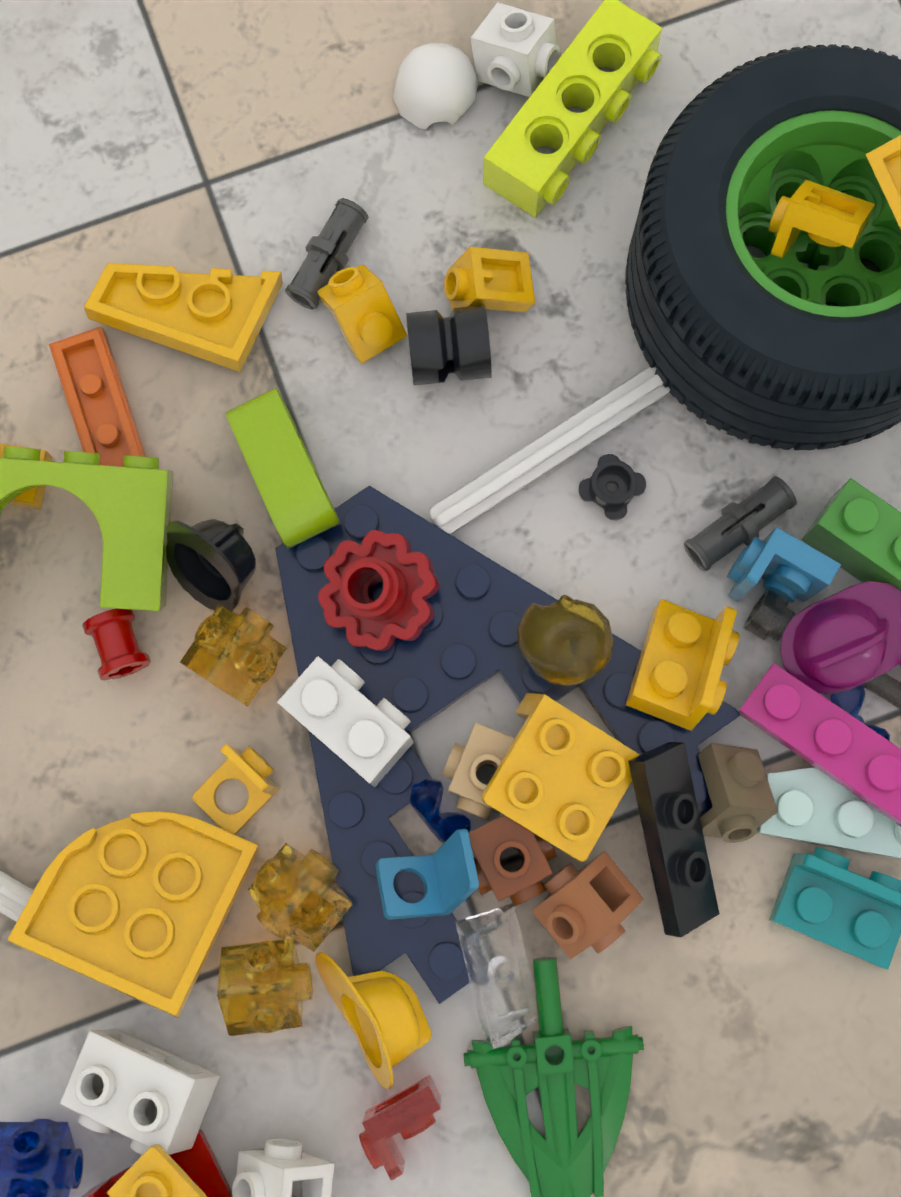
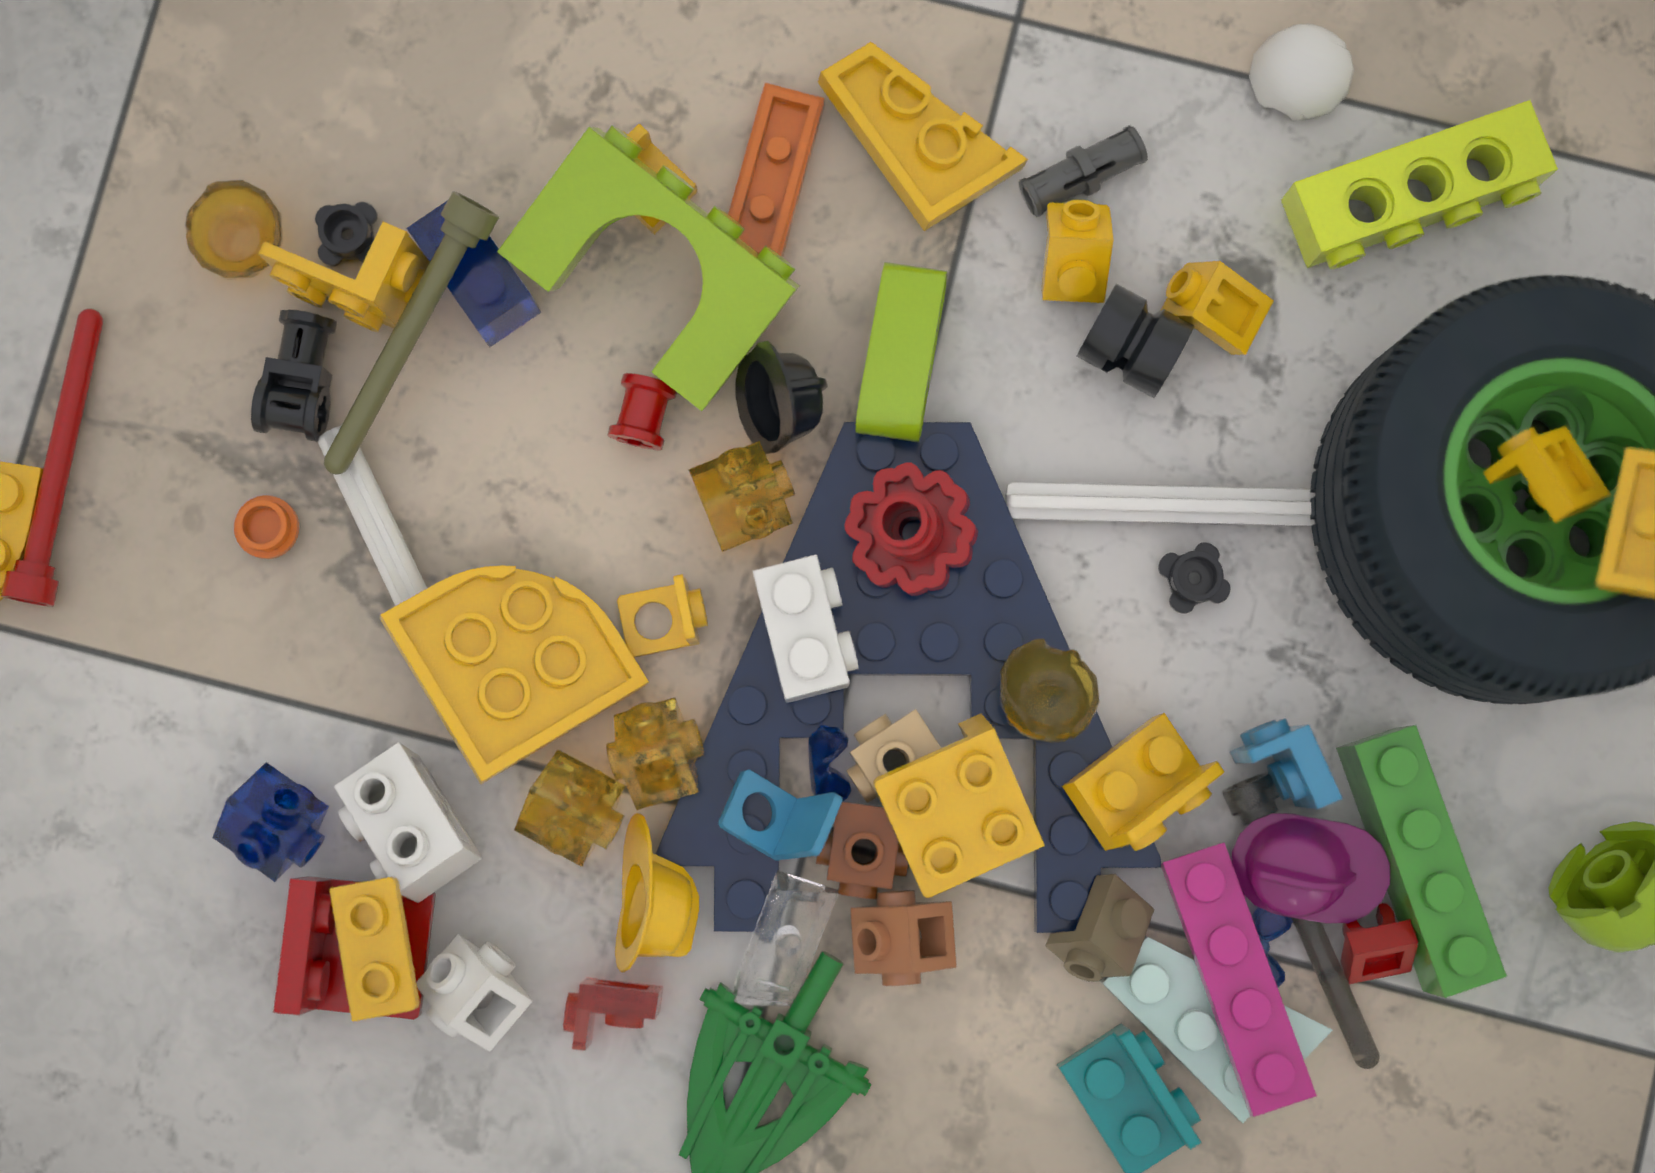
camera: 30 degrees right, 5 degrees up
(514, 49) = (1401, 92): white brick -> none
(674, 838) = (1021, 933): black plate -> none
(768, 501) = (1330, 693): dark grey pin -> none

